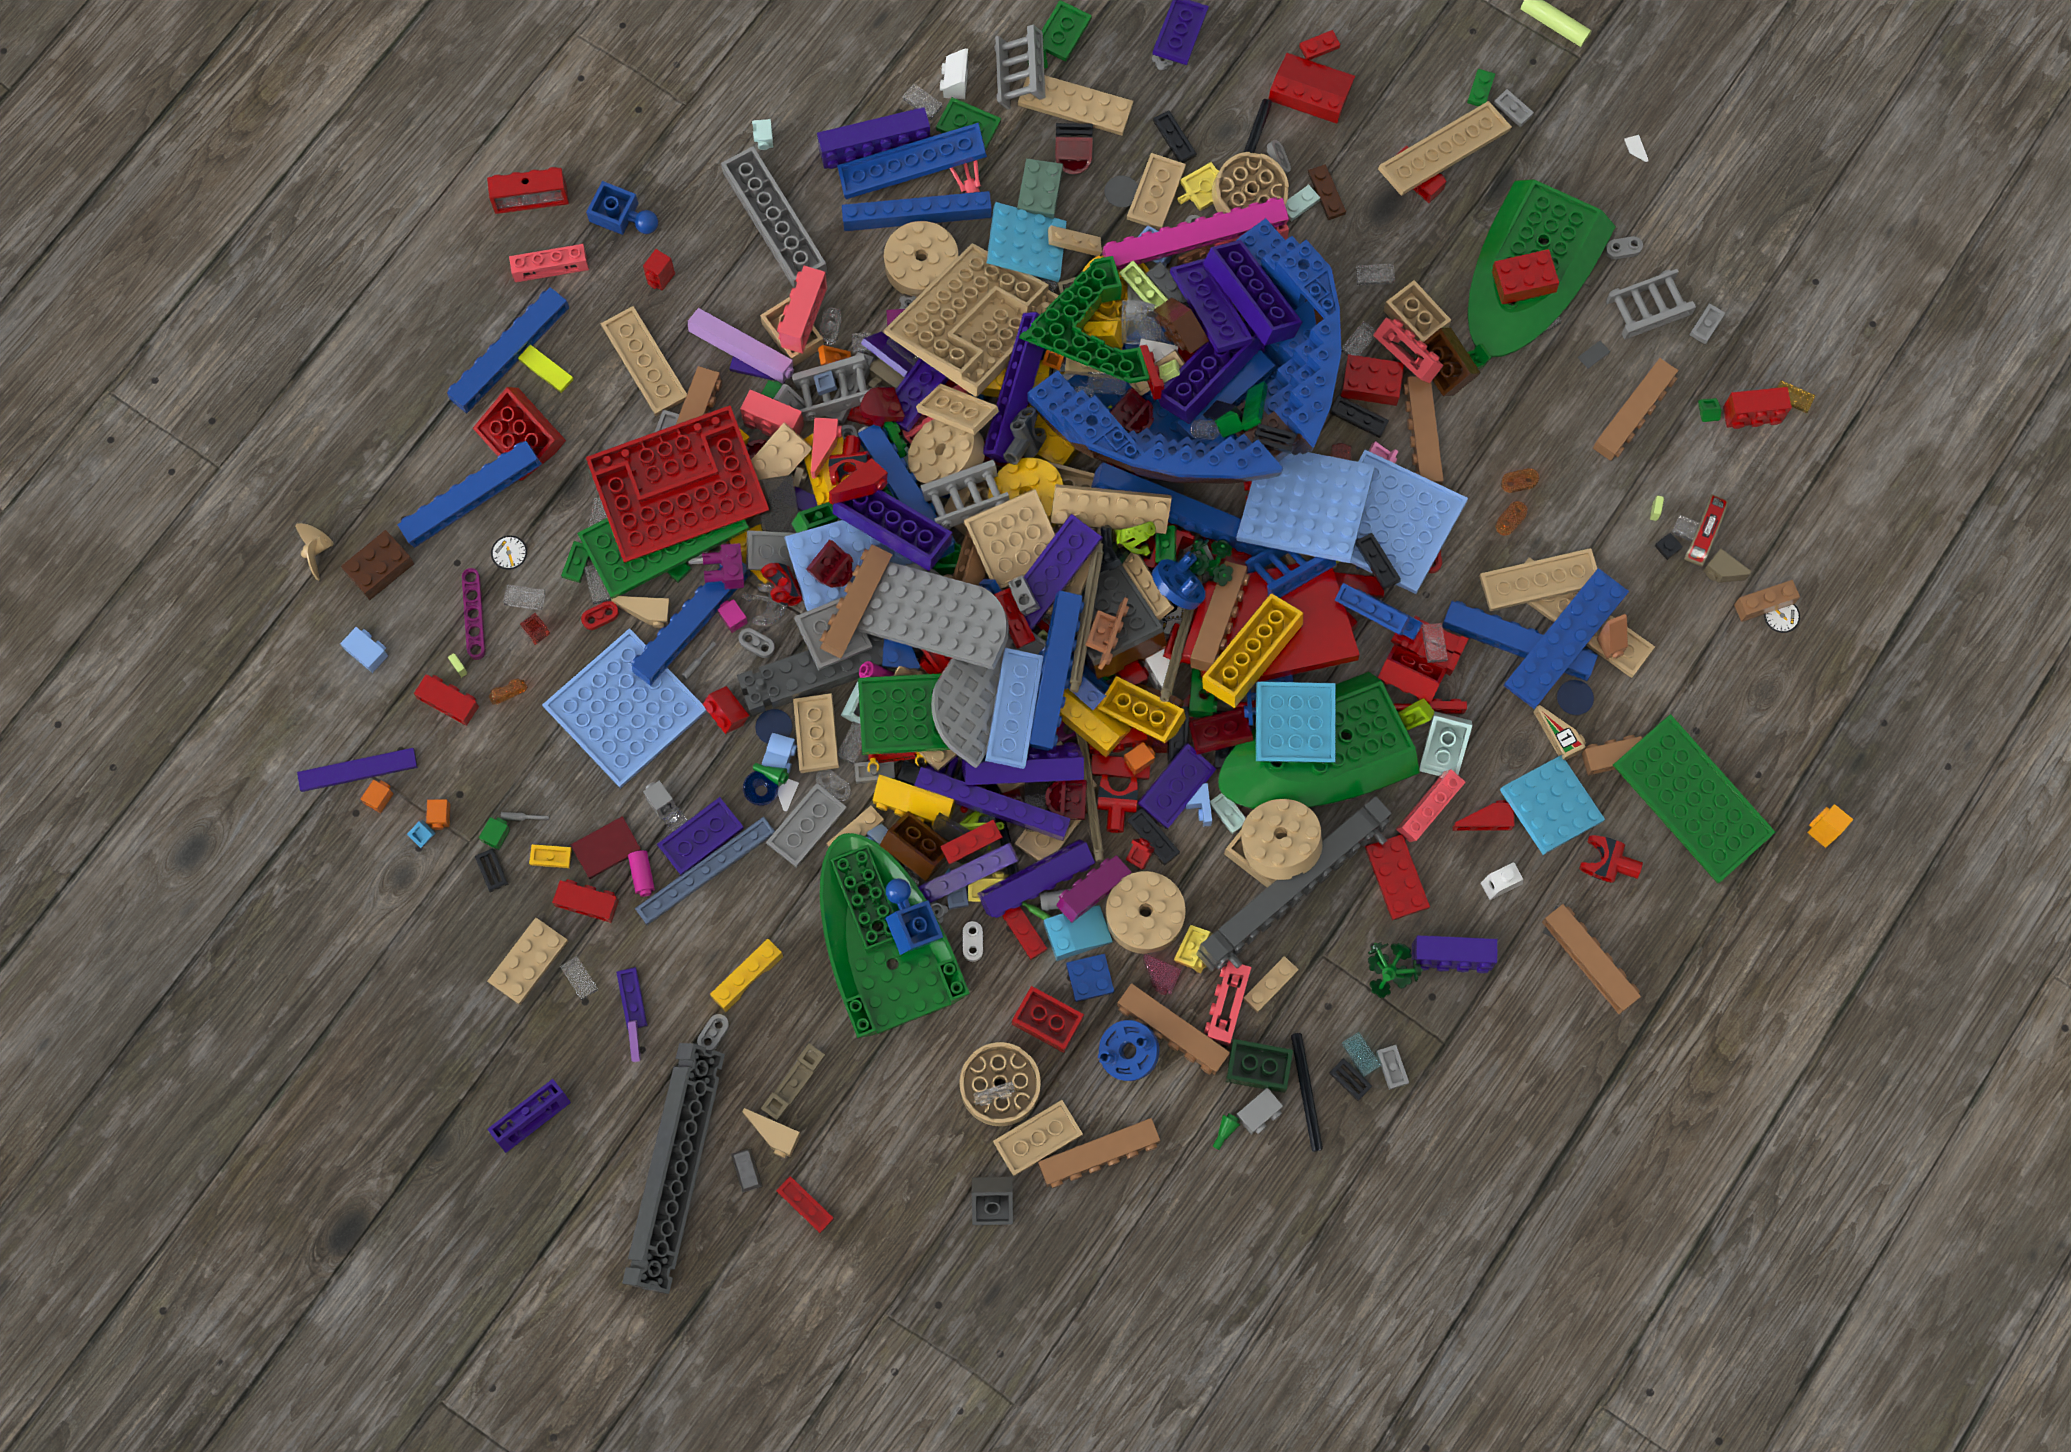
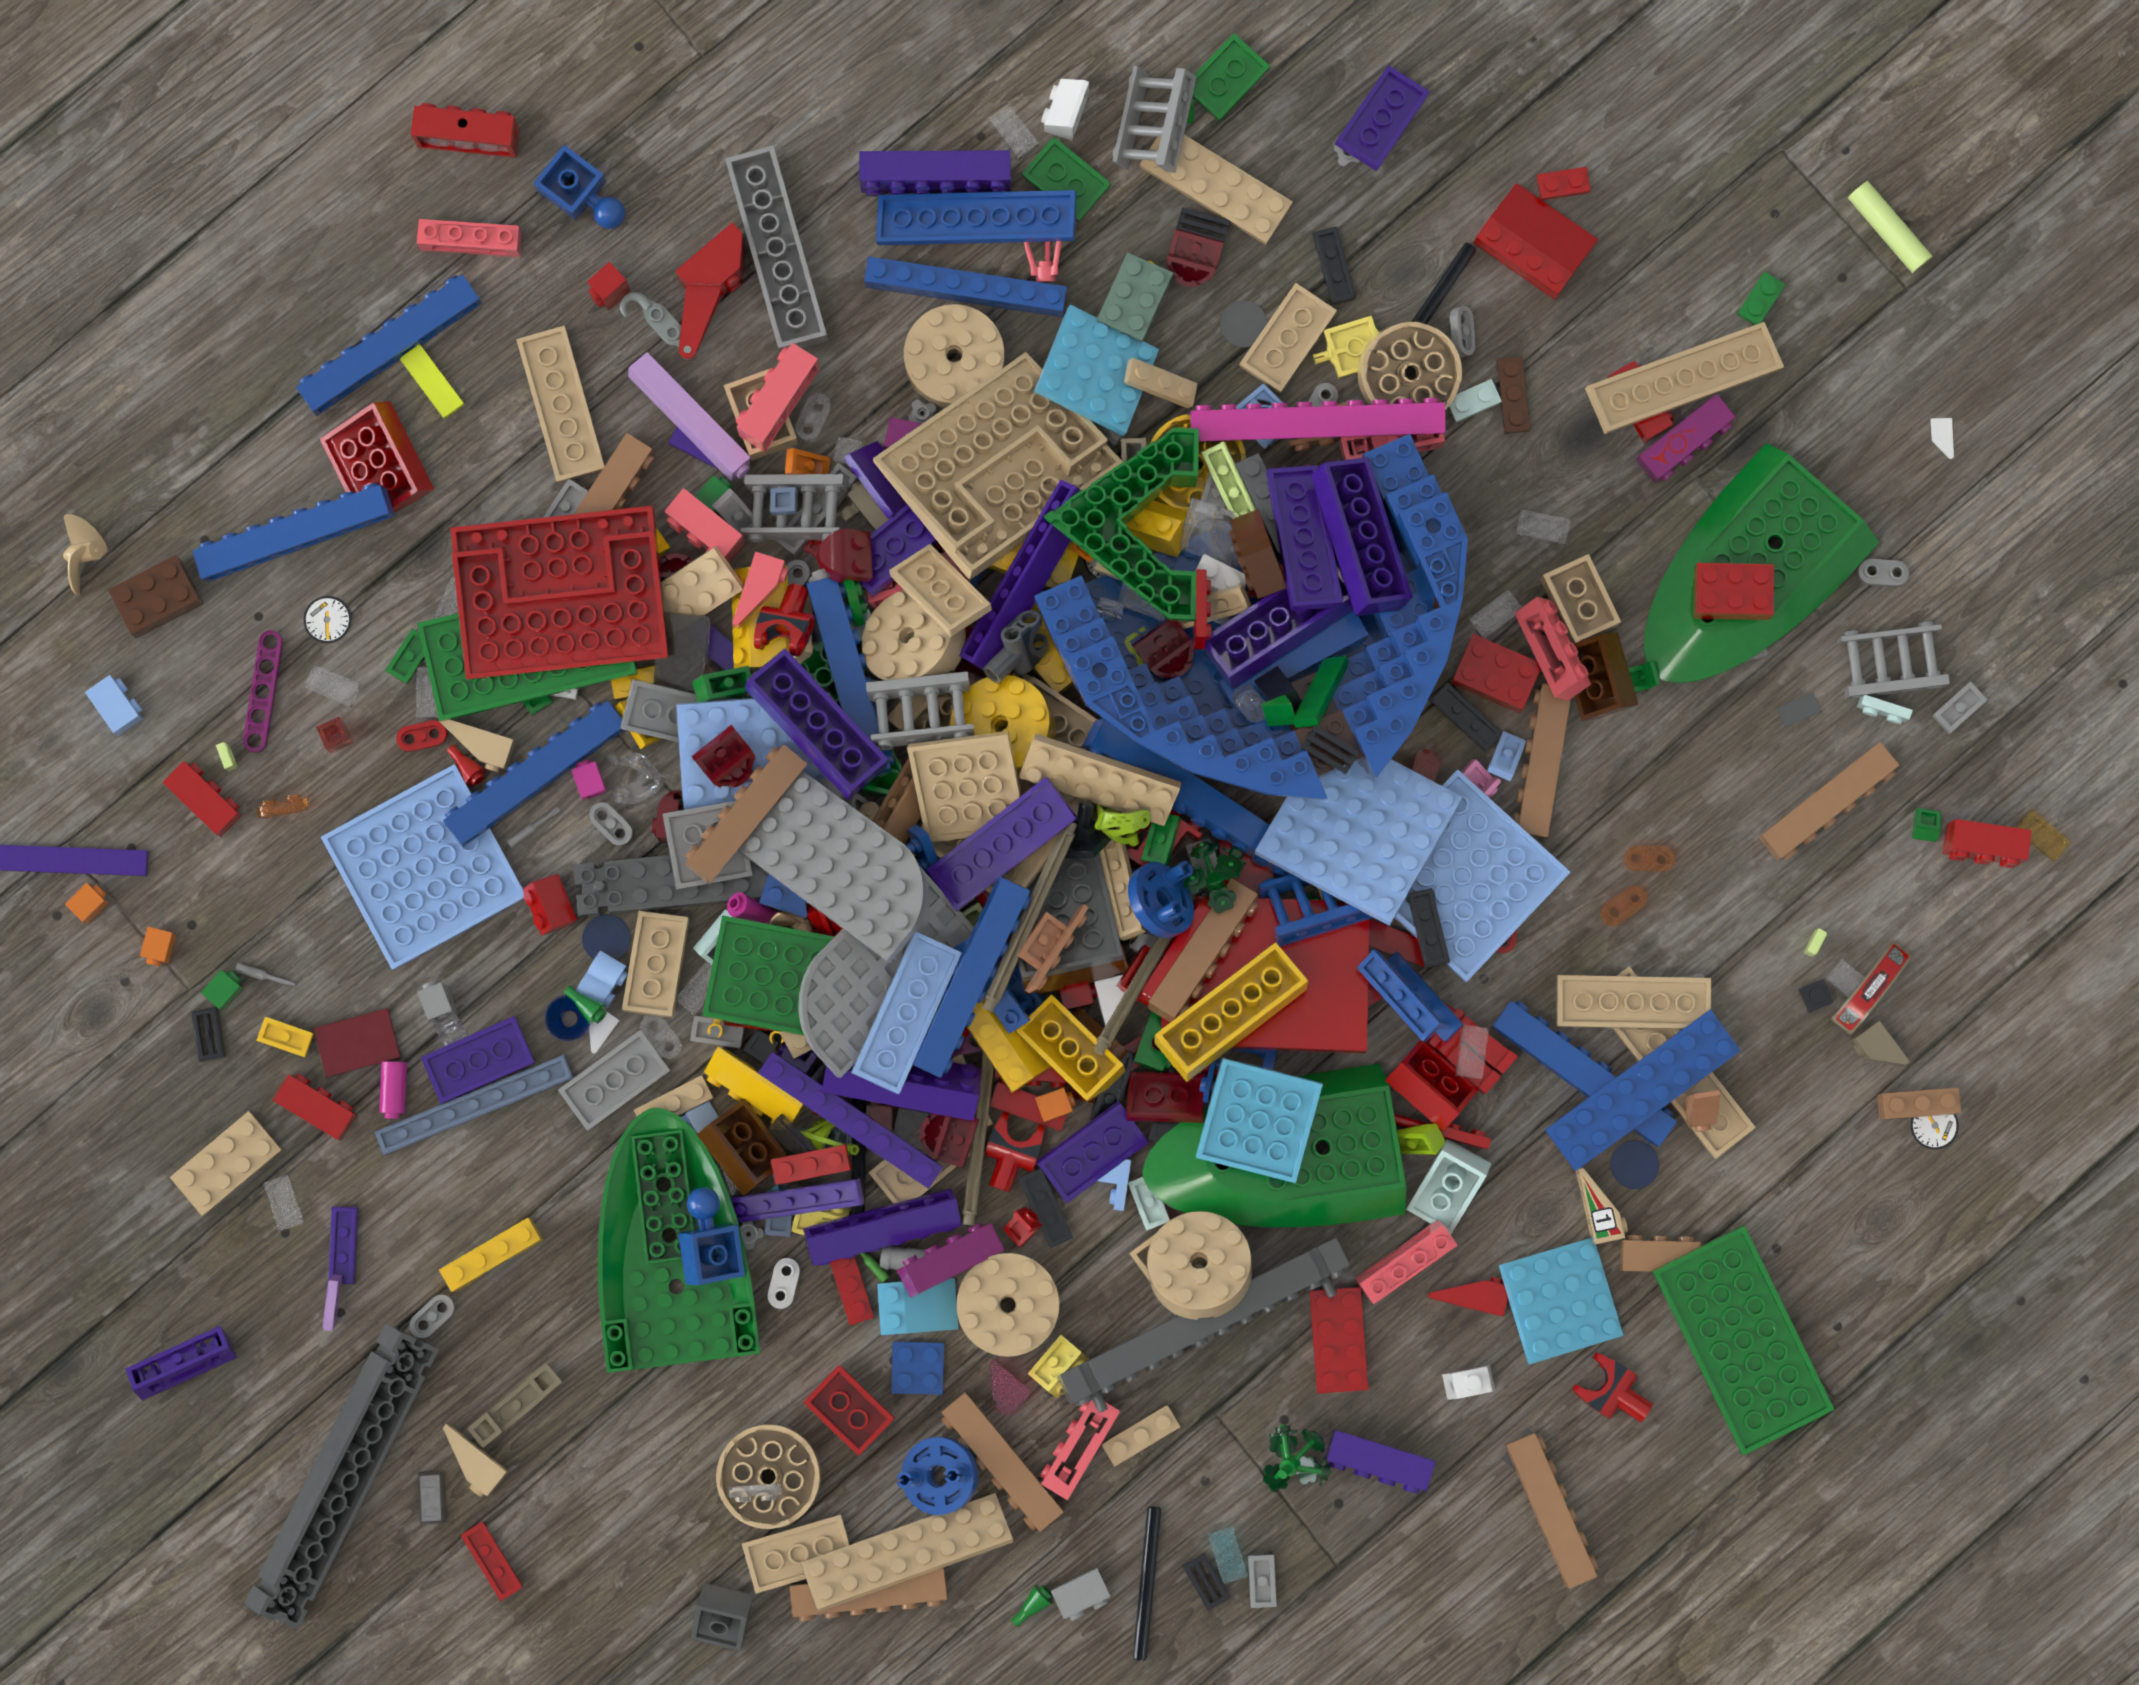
camera: 15 degrees right, 10 degrees up
(421, 833) = (131, 966): dark azure plate -> none
(643, 631) = (470, 771): none -> red cone
(727, 249) = (706, 277): none -> red slope
(732, 569) = (600, 728): magenta brick -> none
(763, 133) = (792, 126): light aqua brick -> none
(786, 586) = (664, 761): red connector -> none
(794, 632) = (667, 804): none -> dark red slope
(800, 475) = (721, 615): dark tan plate -> none
(860, 483) = (789, 665): red slope -> none
(1018, 626) = (938, 892): red plate -> none
(1023, 596) = (957, 866): light grey leg -> none
(1119, 1114) = (906, 1553): none -> tan plate
(1169, 370) = (1225, 612): yellowish green tile -> none
(1259, 1065) = (1095, 1537): dark green brick -> none
(1396, 434) = (1506, 756): none -> light blue slope
(1457, 191) = (1685, 438): none -> magenta brick
(1513, 108) = (1795, 340): light grey plate -> none
(1649, 336) = (1894, 713): none -> light aqua plate
(1829, 825) = (1902, 1423): light orange brick -> none

